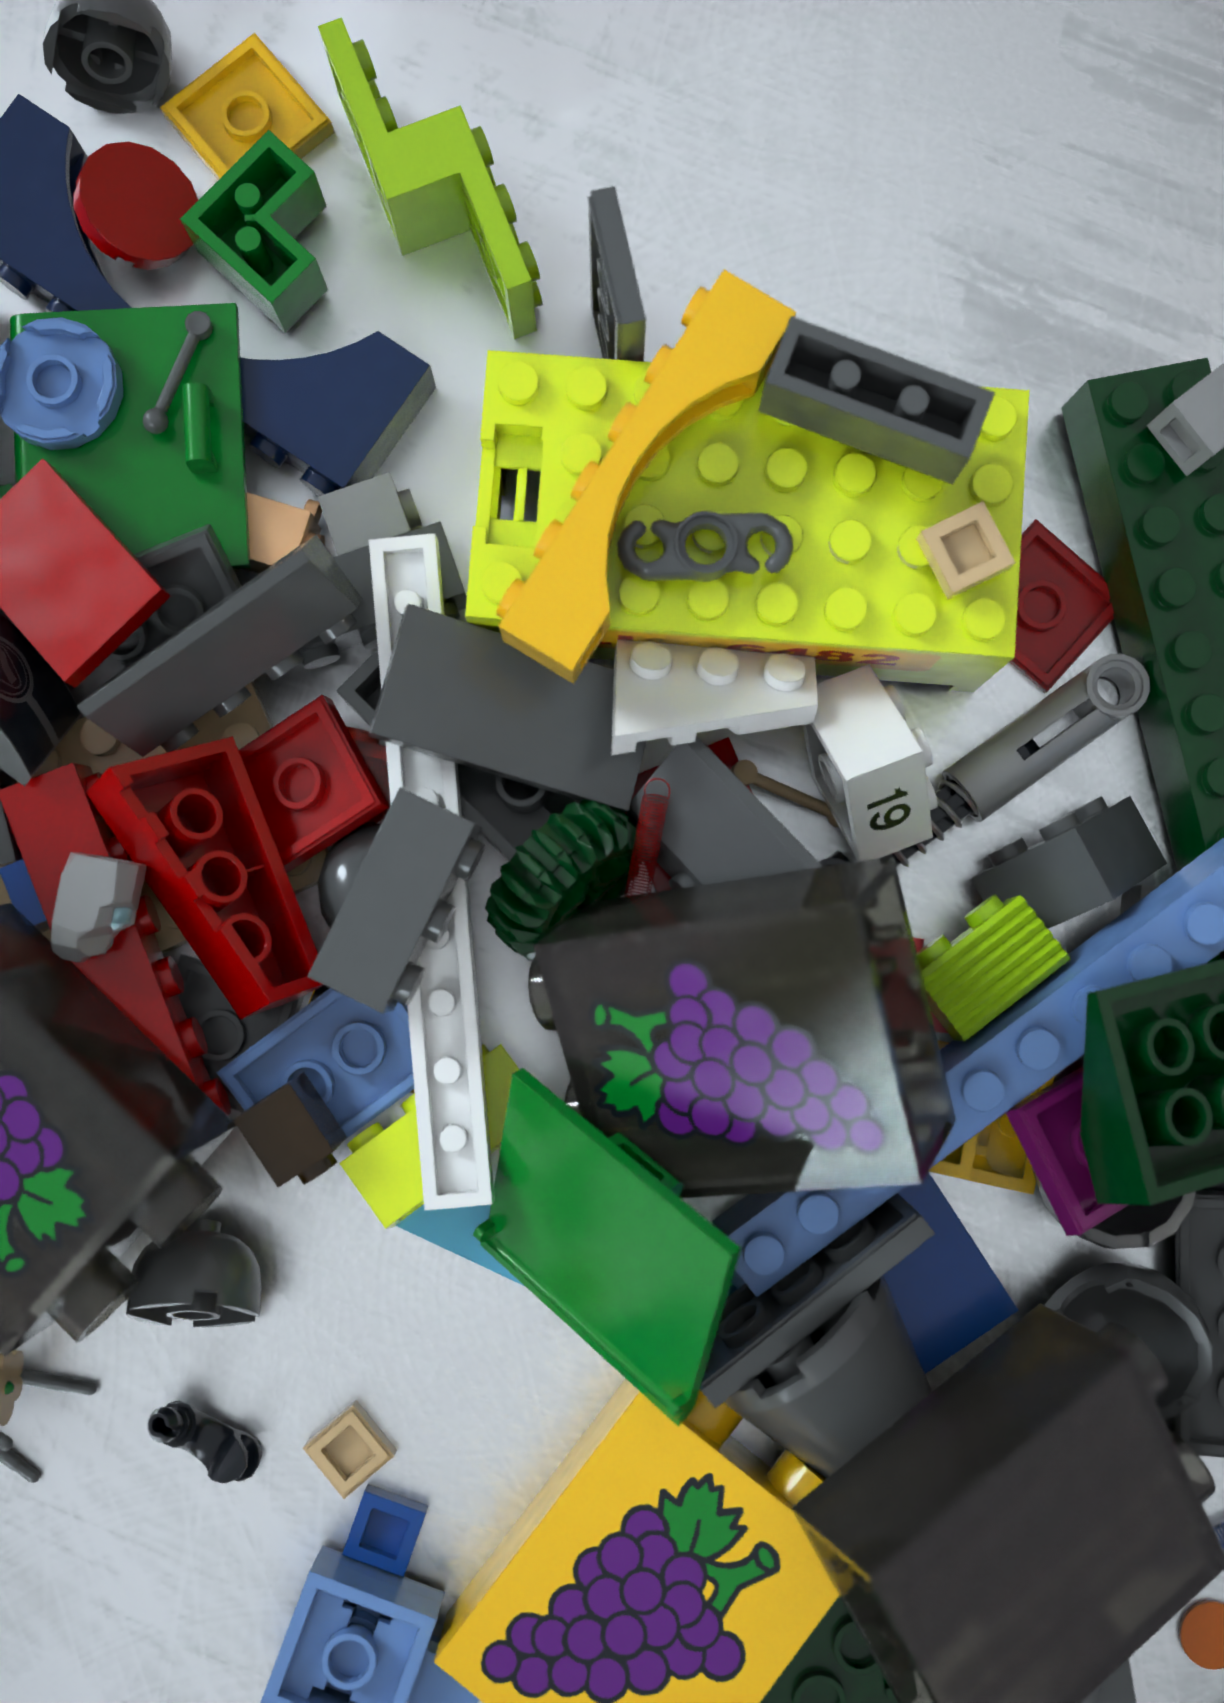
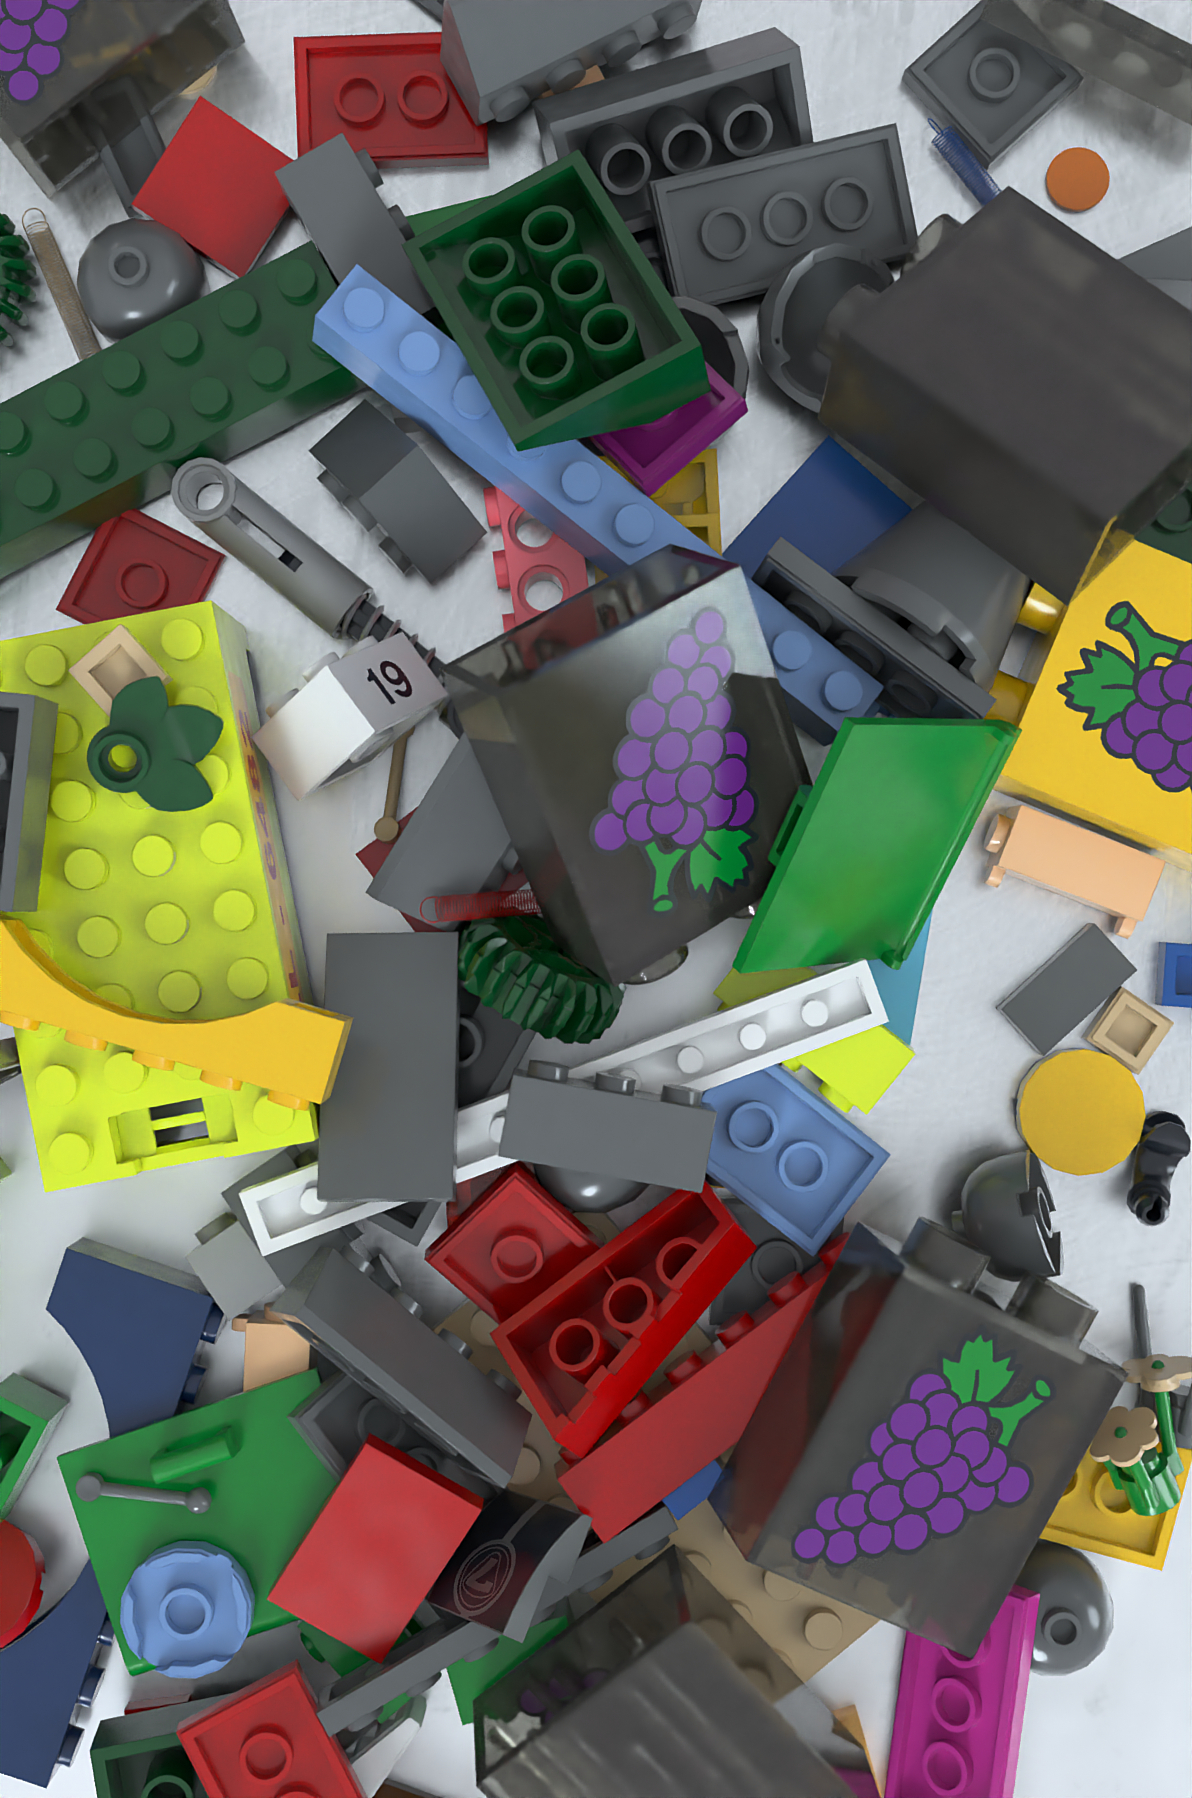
camera: 110 degrees left, 5 degrees up
(94, 904) = (687, 1416): light grey rock -> none
(282, 1379) = (1080, 1111): none -> yellow tile
(292, 1132) = (849, 1167): dark brown brick -> none
(407, 1399) = (1067, 989): none -> dark grey tile
(528, 1440) = (1072, 864): none -> light nougat brick
(697, 689) = (323, 900): white wing -> none
(732, 527) = (161, 903): dark grey piece -> none
(890, 574) = (165, 743): none -> dark green plate
(988, 965) = (512, 549): lime brick -> none

